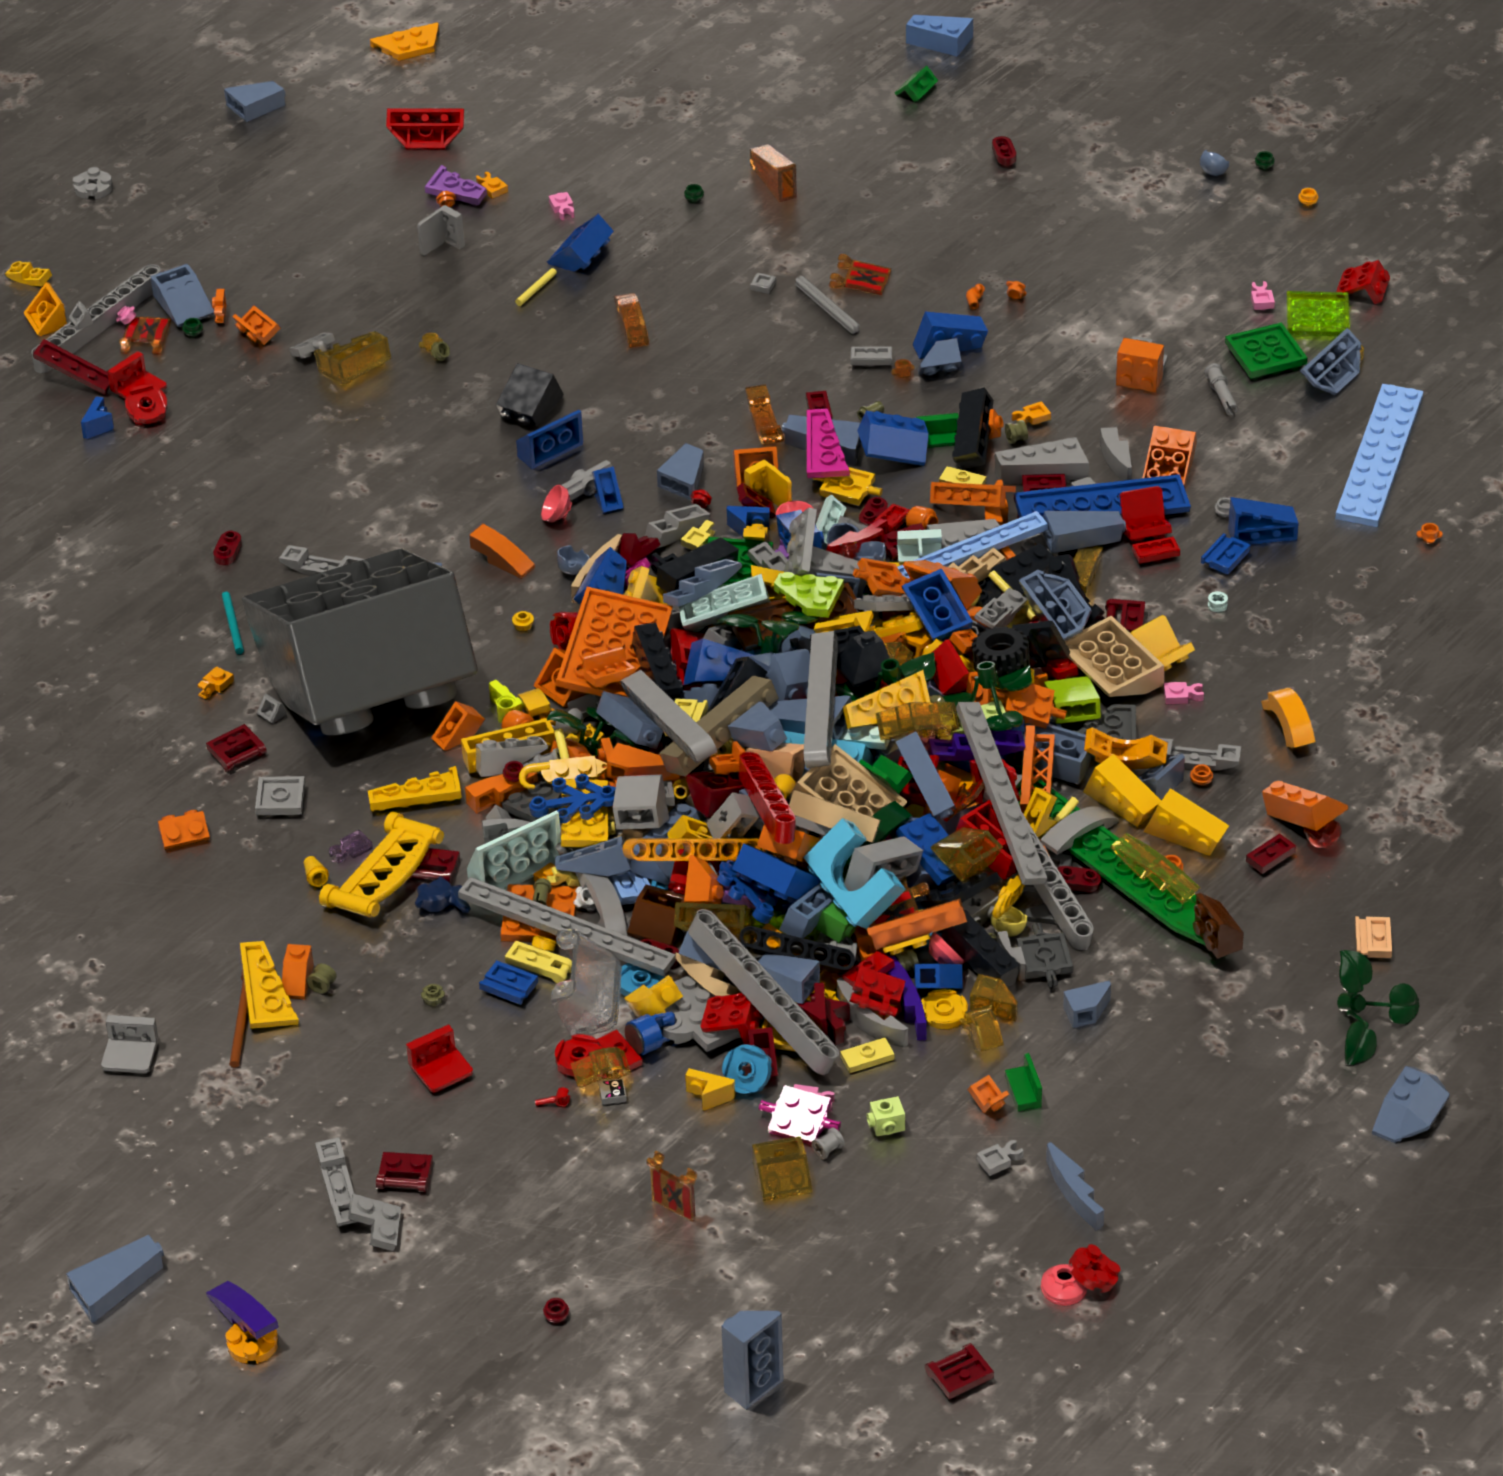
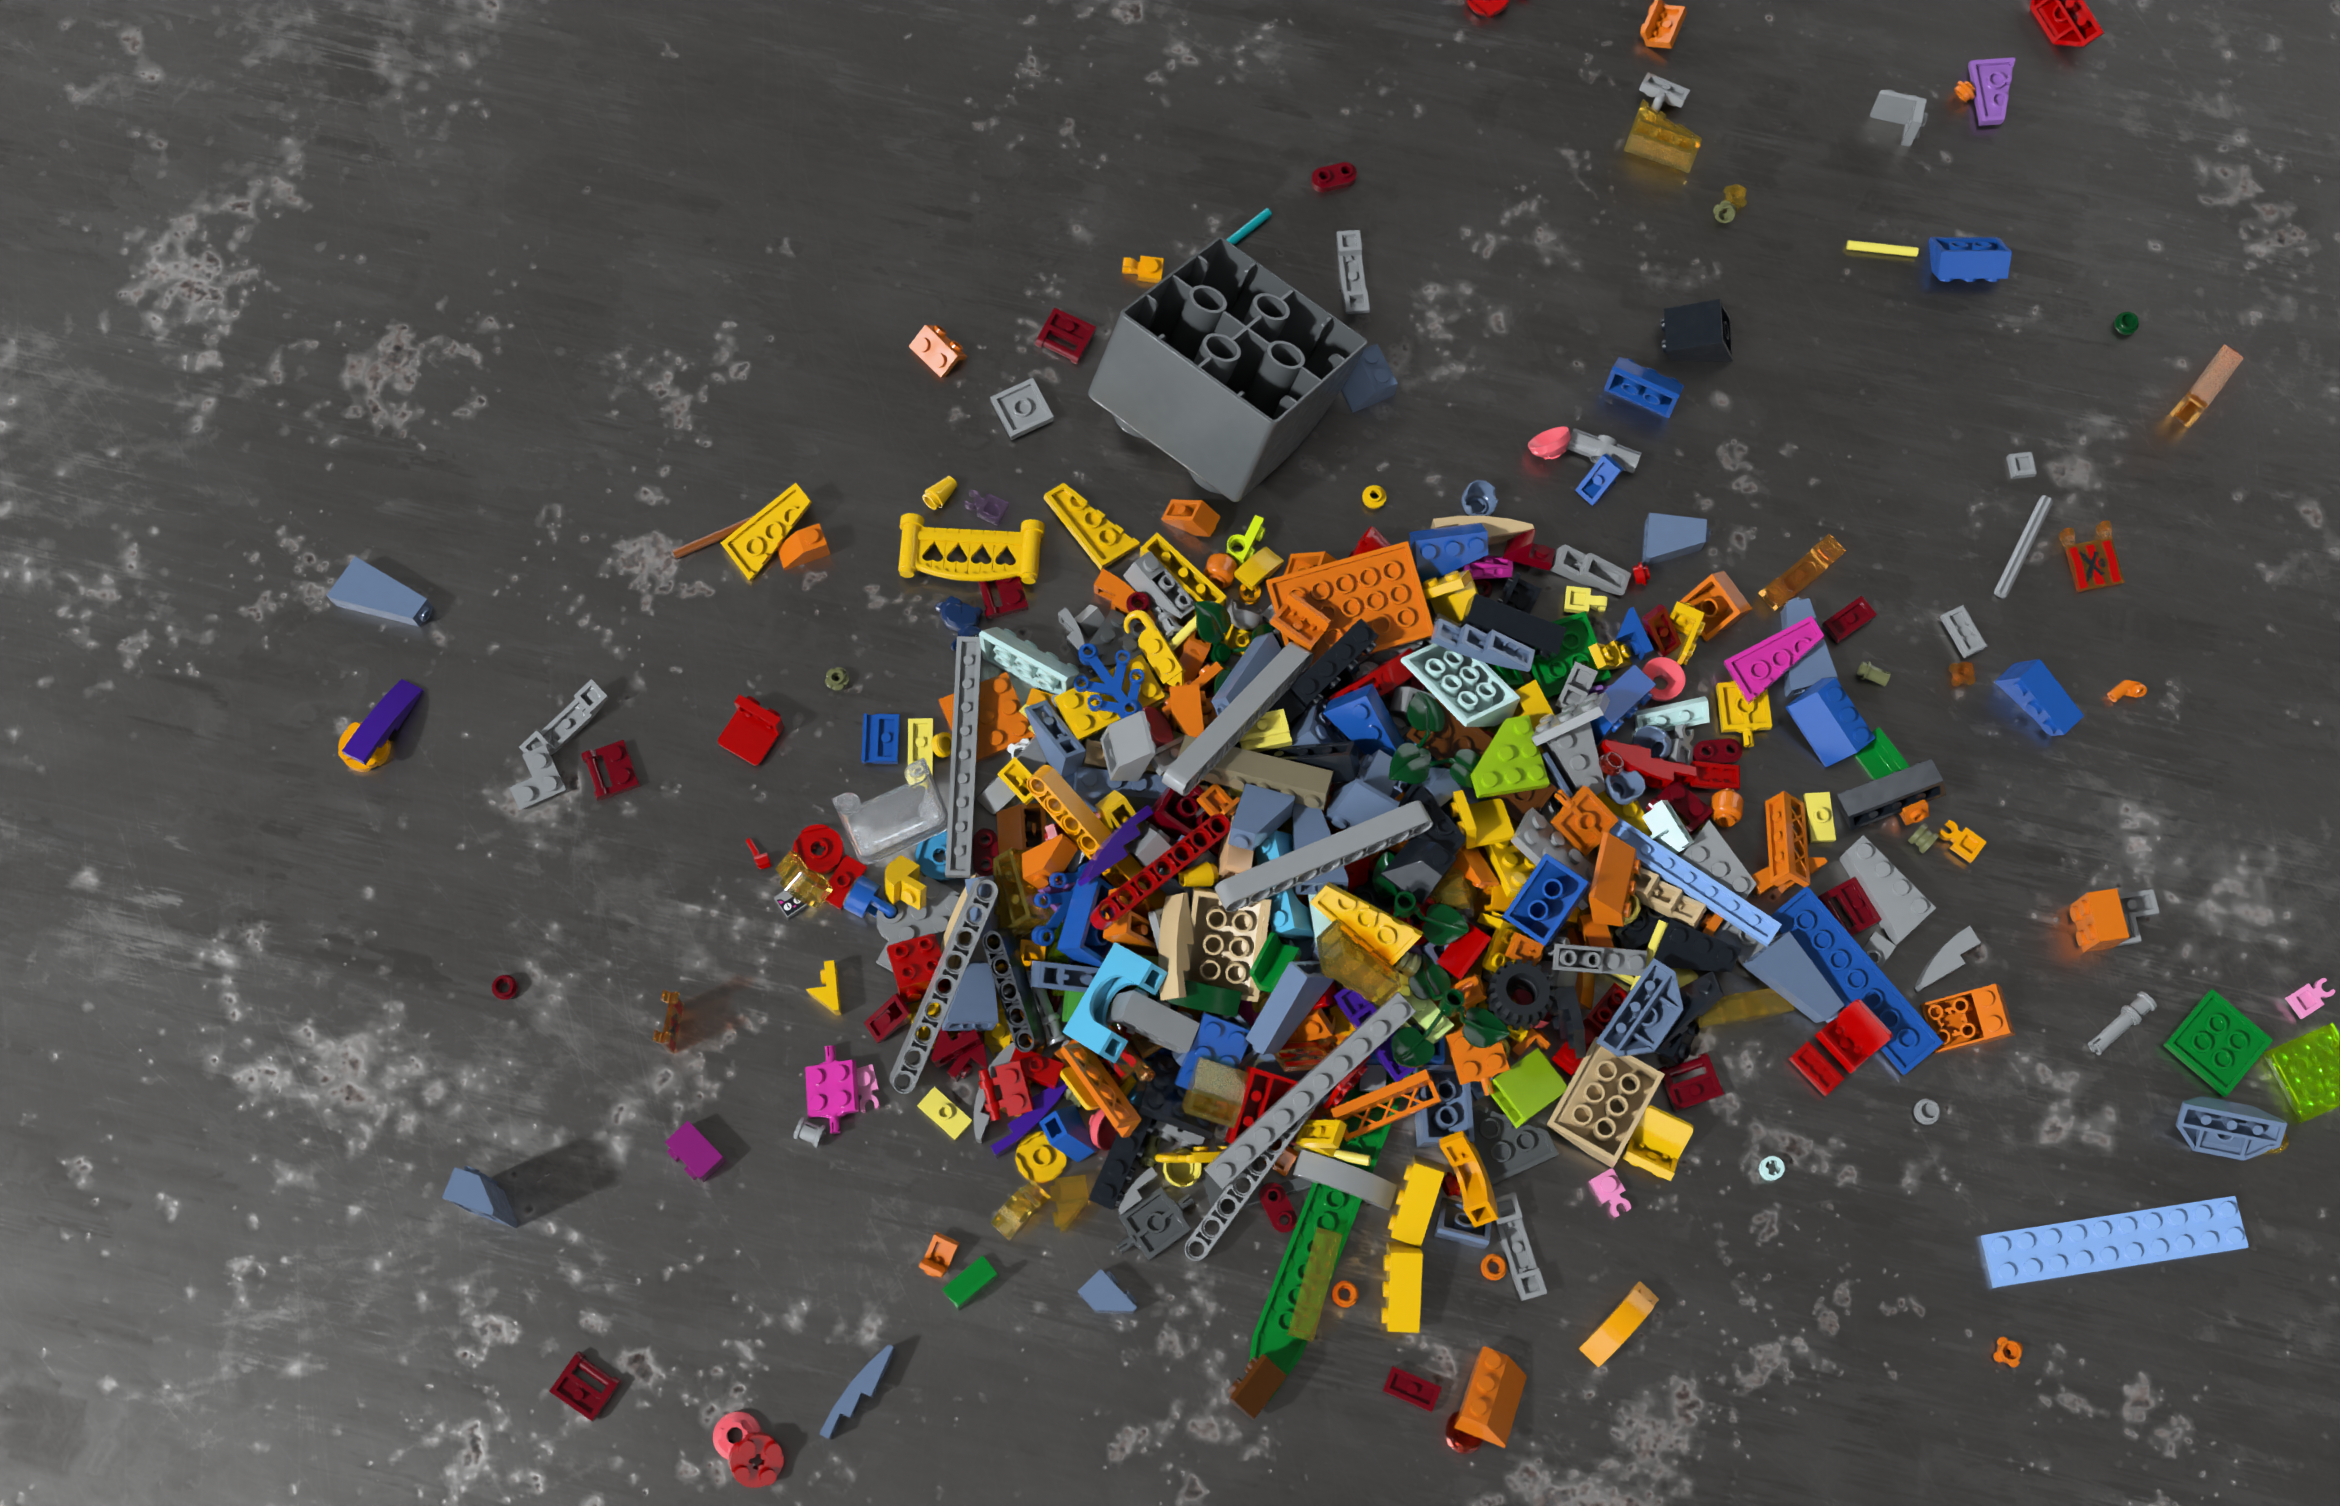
camera: 60 degrees right, 30 degrees up
(130, 1044) = (647, 457): light grey bracket -> none
(321, 978) = (805, 572): olive wheel -> none
(494, 186) = (2018, 121): light orange plate -> none
(500, 551) = (1456, 427): orange slope -> none
(542, 888) = (996, 710): olive pin -> none
(562, 203) = (2029, 204): bright pink plate -> none
(620, 890) = (1016, 778): none -> yellow slope
(632, 319) = (1885, 364): clear orange slope -> none
(722, 827) = (1112, 848): none -> dark purple slope
(760, 1067) = (870, 1005): dark azure plate -> none
(781, 1168) = (751, 1107): clear yellow slope -> none
(795, 1223) = (694, 1151): none -> magenta brick
(886, 1116) = (866, 1180): yellowish green brick -> none
(941, 357) = (1997, 705): sand blue slope -> none
(997, 1159) = (862, 1300): light grey plate -> none
(1016, 289) = (2161, 728): orange plate -> none
(1225, 554) = (1850, 1144): blue plate -> none
(1261, 521) = (1916, 1164): blue wedge -> none

